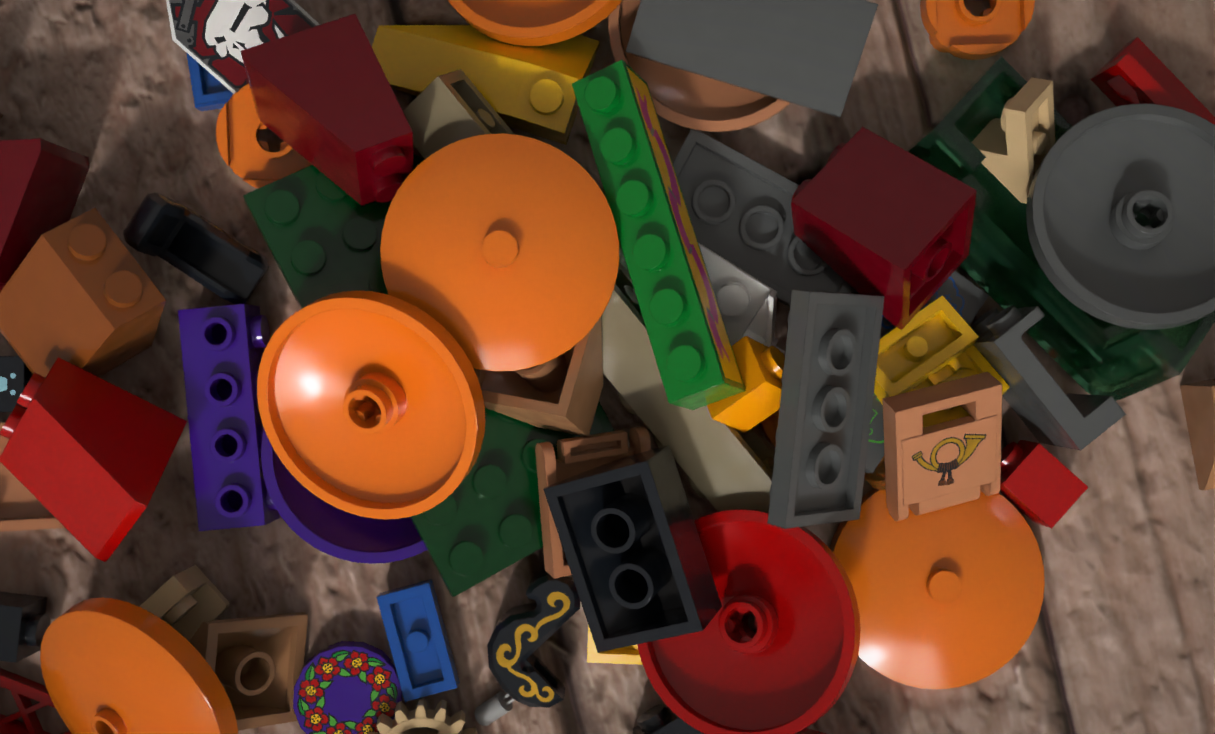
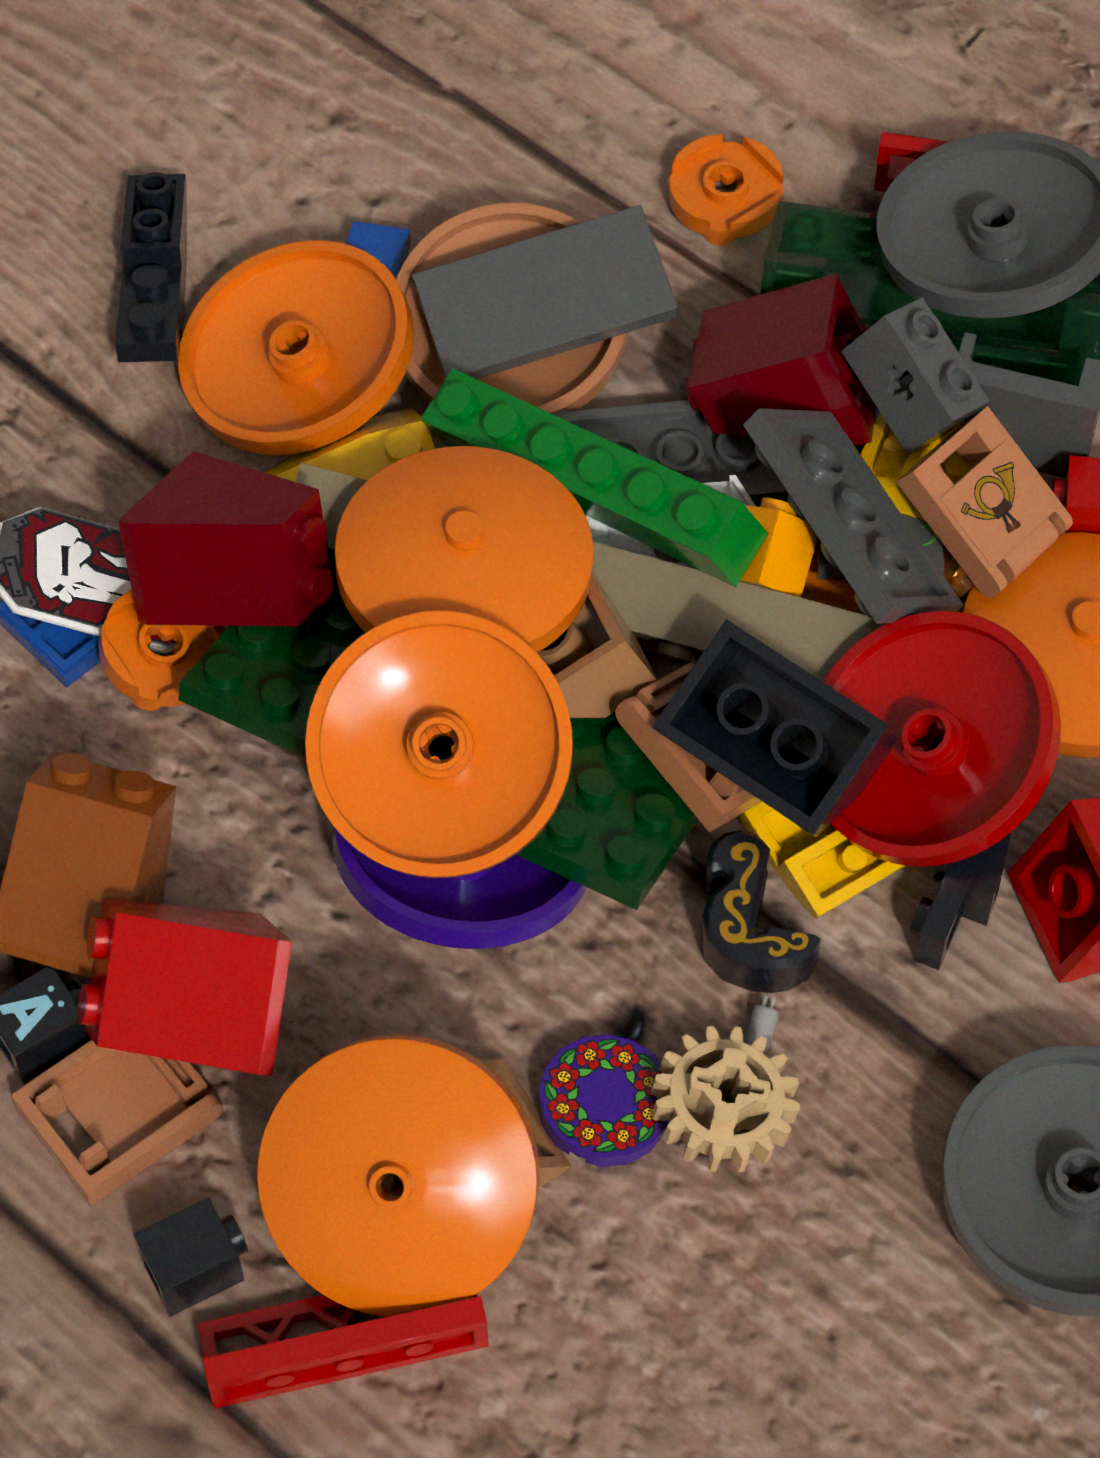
camera: 40 degrees left, 30 degrees down
(196, 248) = (201, 772): black animal -> none
(225, 426) = (334, 953): dark purple brick -> none
(418, 640) = (634, 997): blue plate -> none
(966, 325) = (915, 375): none -> dark grey brick
(1020, 138) = (856, 244): tan slope -> none

